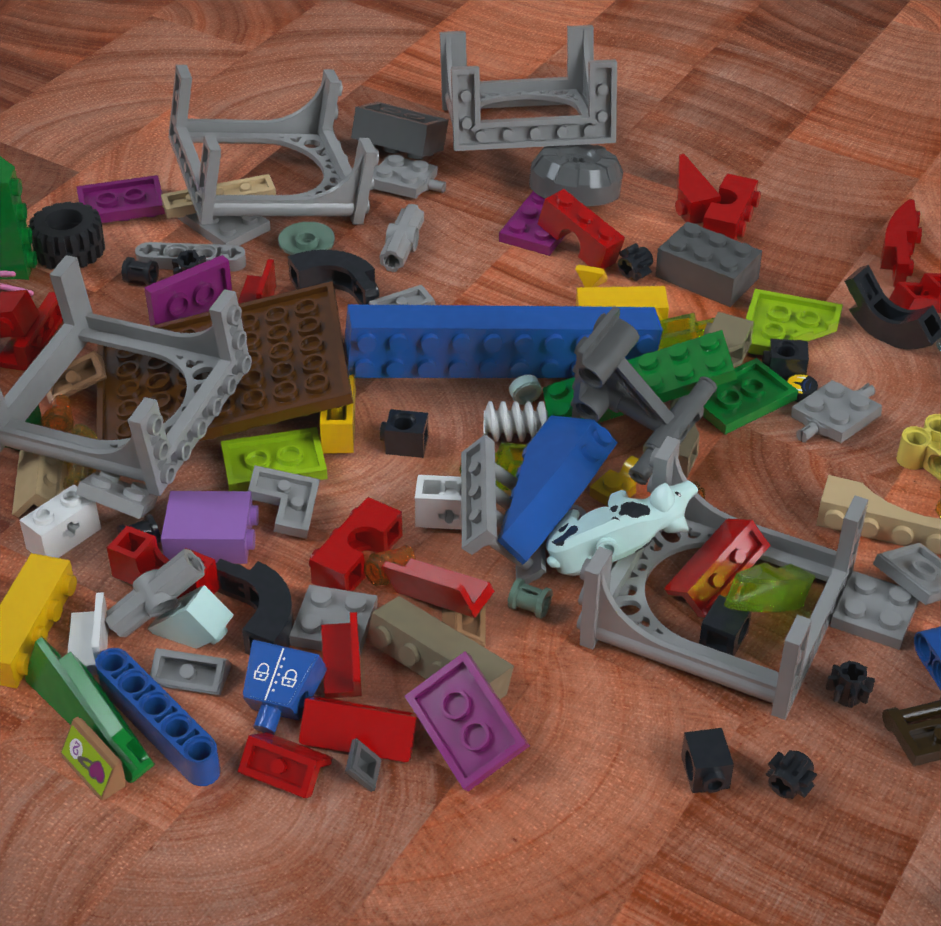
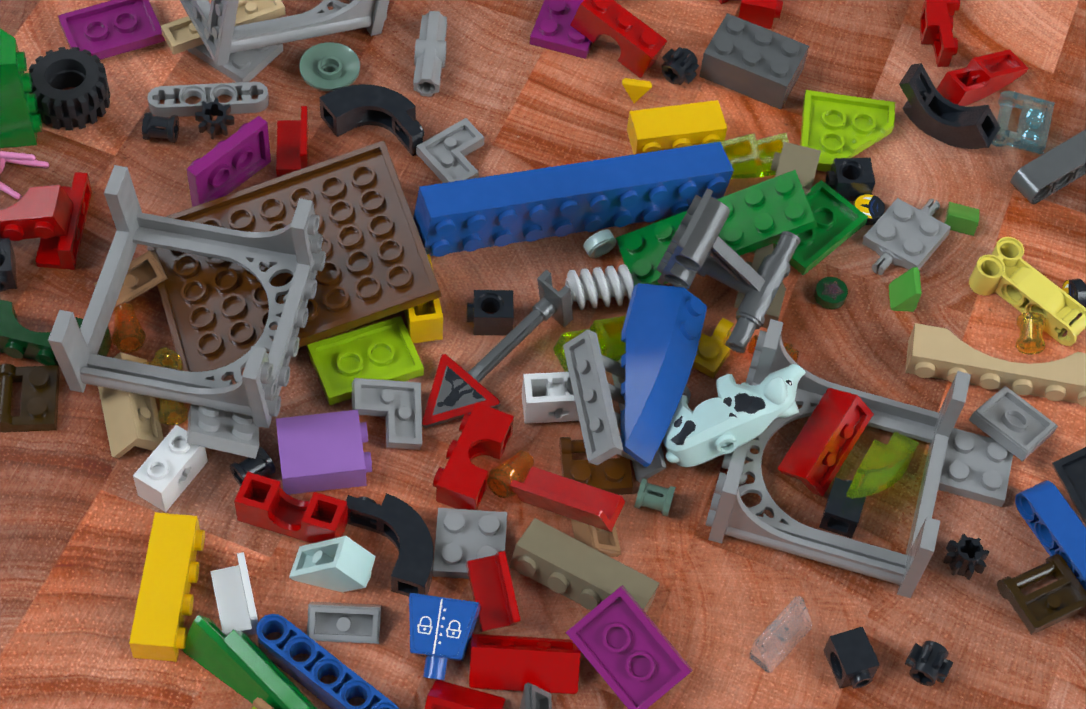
camera: 15 degrees left, 15 degrees up
(155, 593) = (296, 547): light grey piece -> none
(354, 486) = (458, 391): none -> dark grey piece
(496, 573) = (611, 475): none -> reddish brown plate
(636, 732) = (781, 635): none -> clear slope
(749, 450) = (830, 293): none -> dark green tile
(826, 455) = (905, 291): none -> bright green slope
(896, 404) = (962, 218): none -> bright green slope

